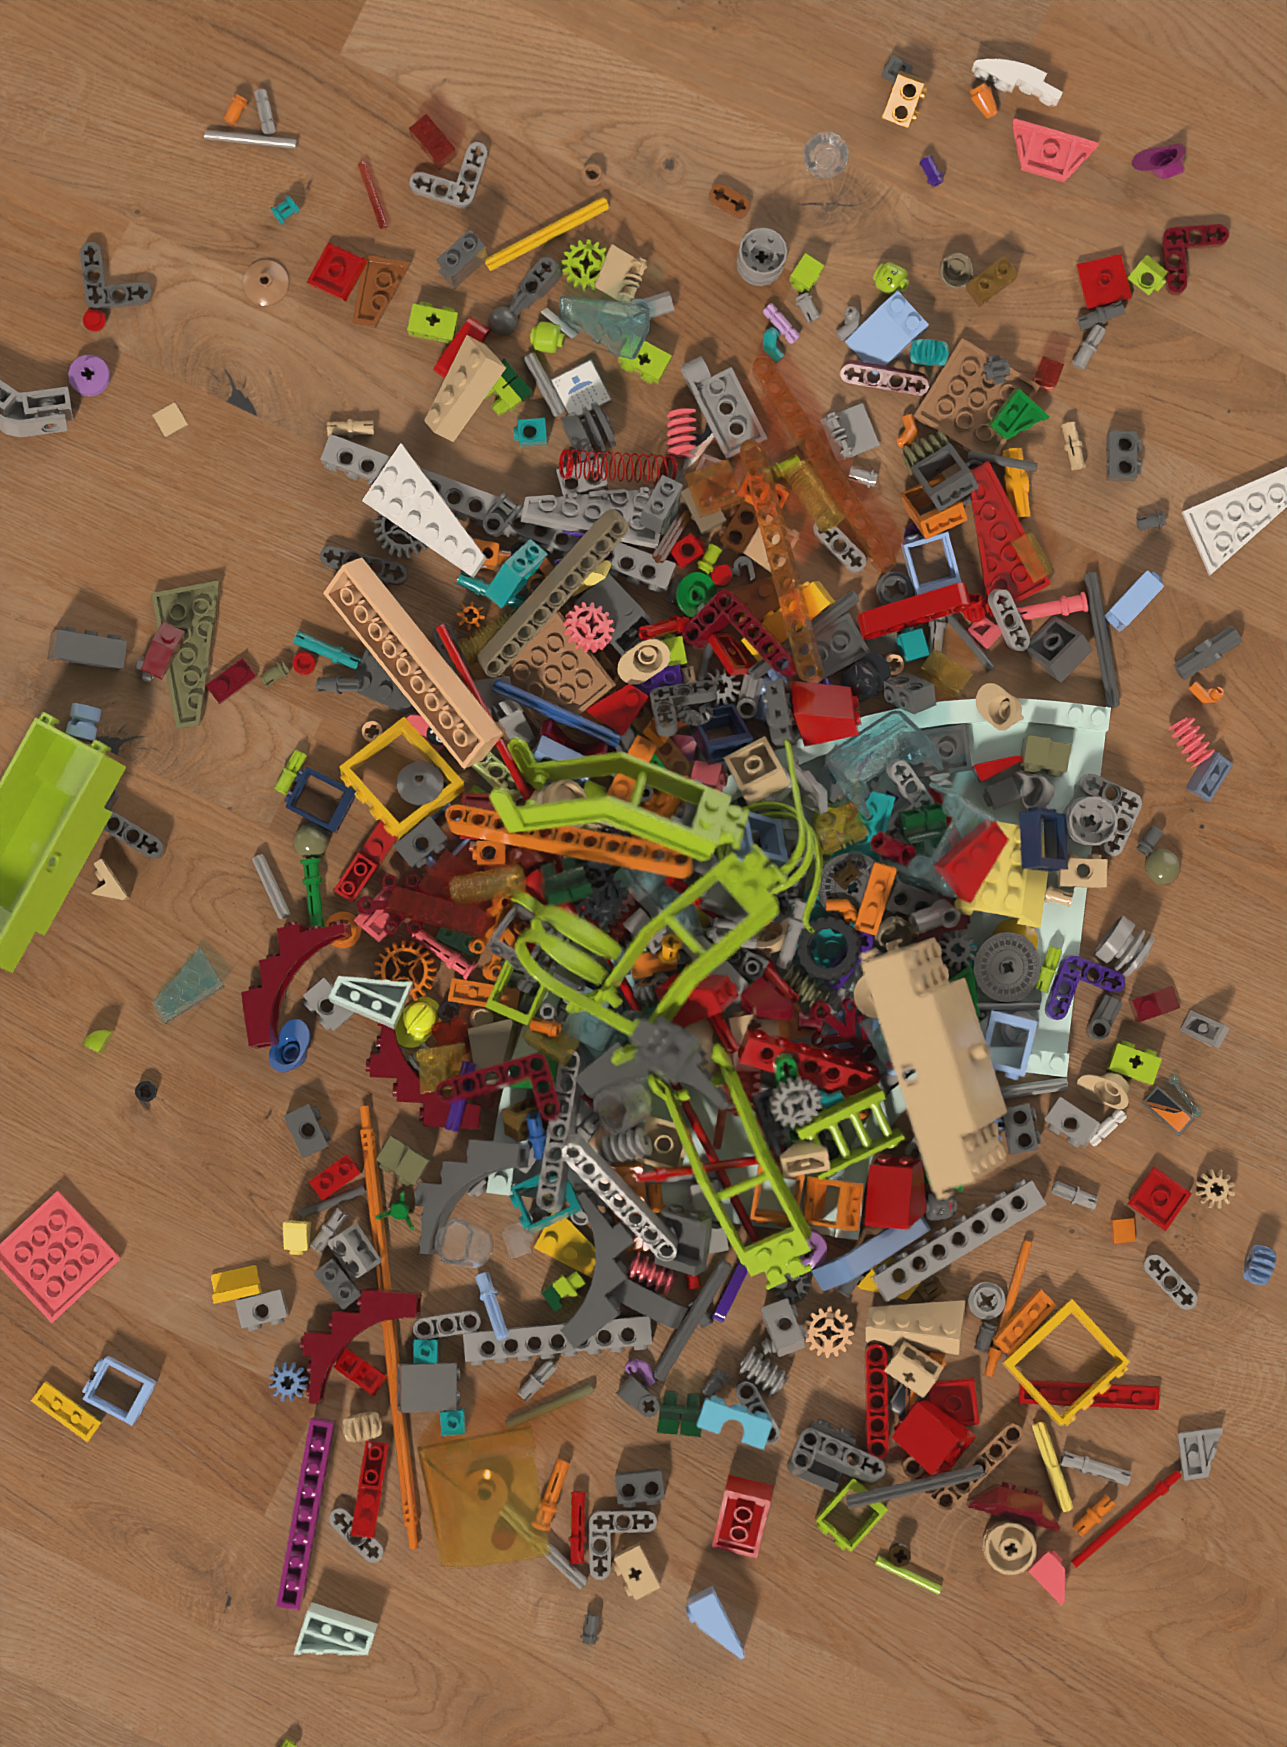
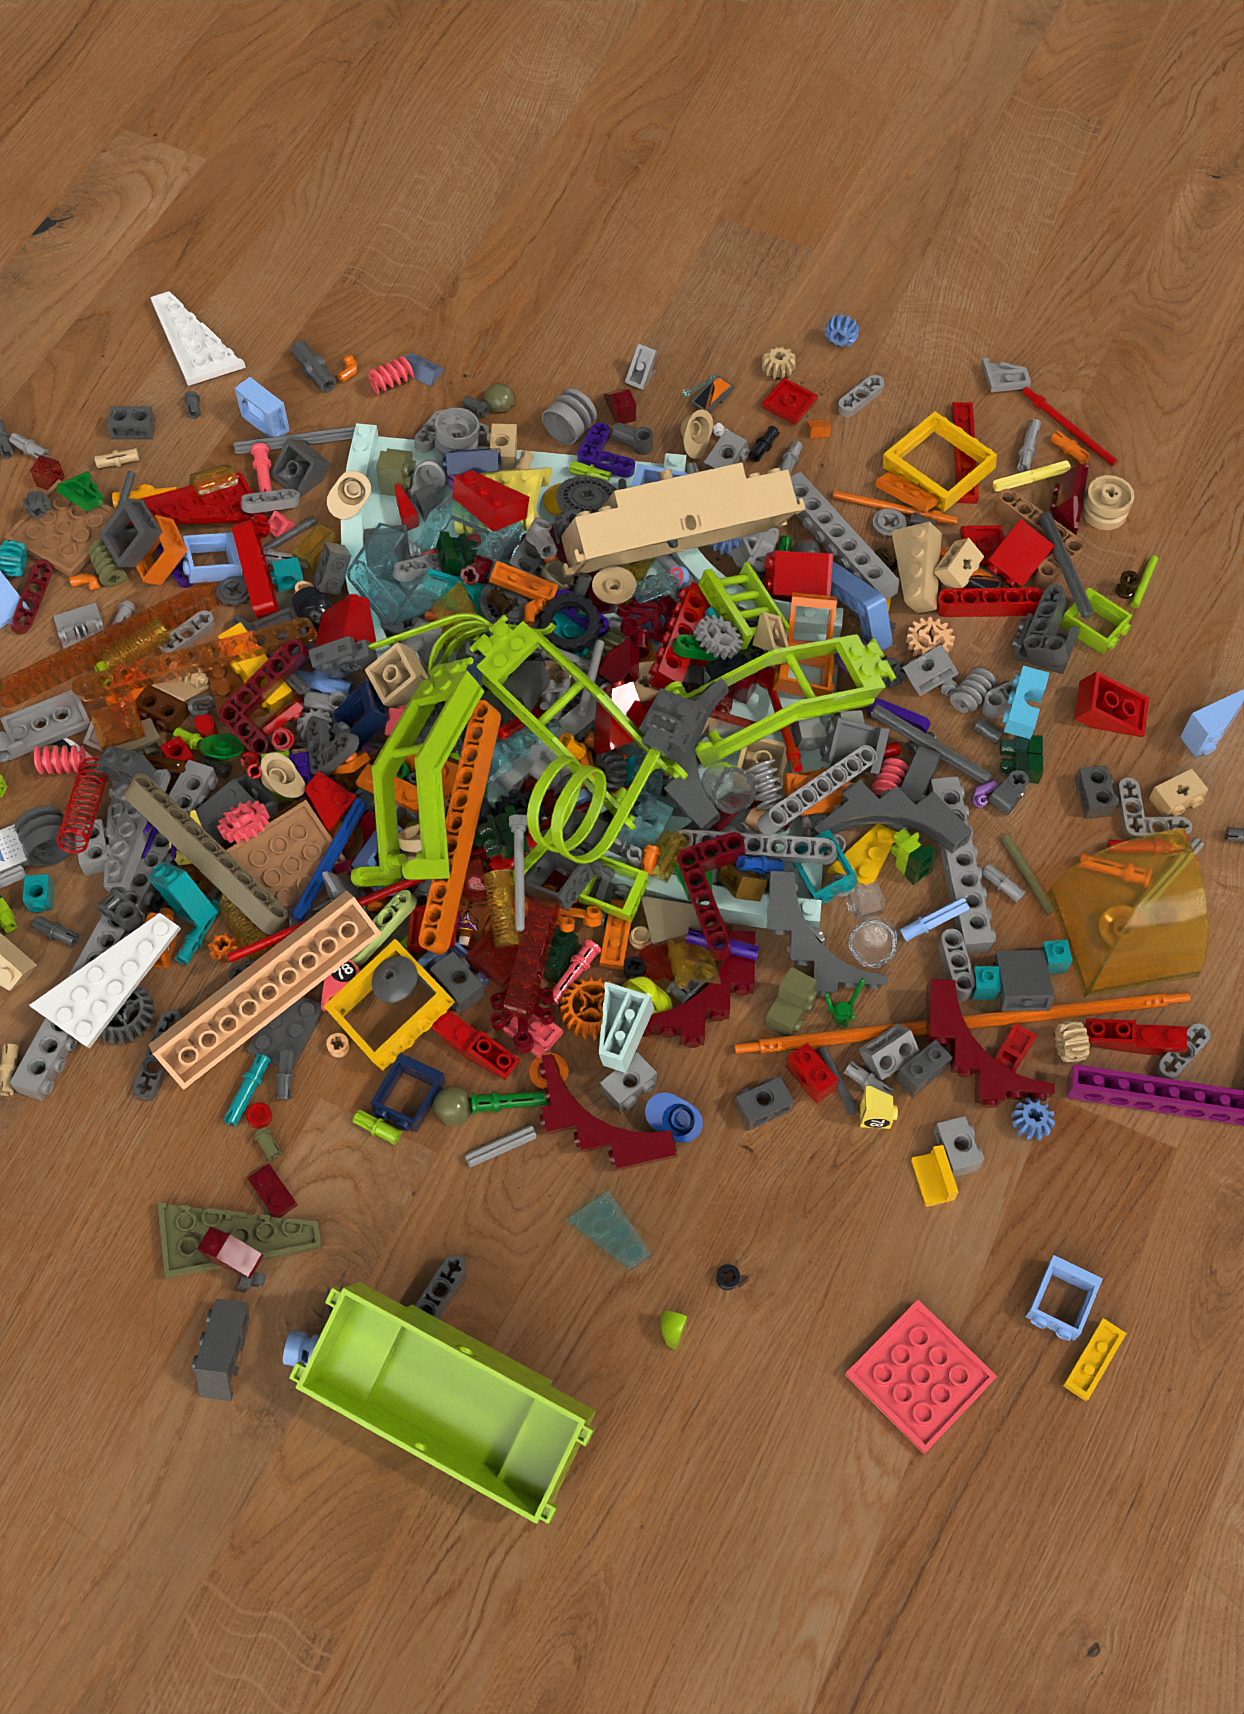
camera: 90 degrees left, 25 degrees down
(112, 887) = (496, 1315): tan slope -> none
(492, 452) = (55, 931): none -> dark grey axle
(500, 857) = (470, 907): orange brick -> none
(560, 898) = (518, 826): none -> light grey piece
(696, 658) = (279, 737): none -> red cone
(760, 971) = (592, 672): none -> light grey bar
(1050, 1573) = (1131, 471): coral slope -> none
(1096, 1166) = (763, 444): none -> black pin
(1120, 1064) = (671, 415): lime brick -> none

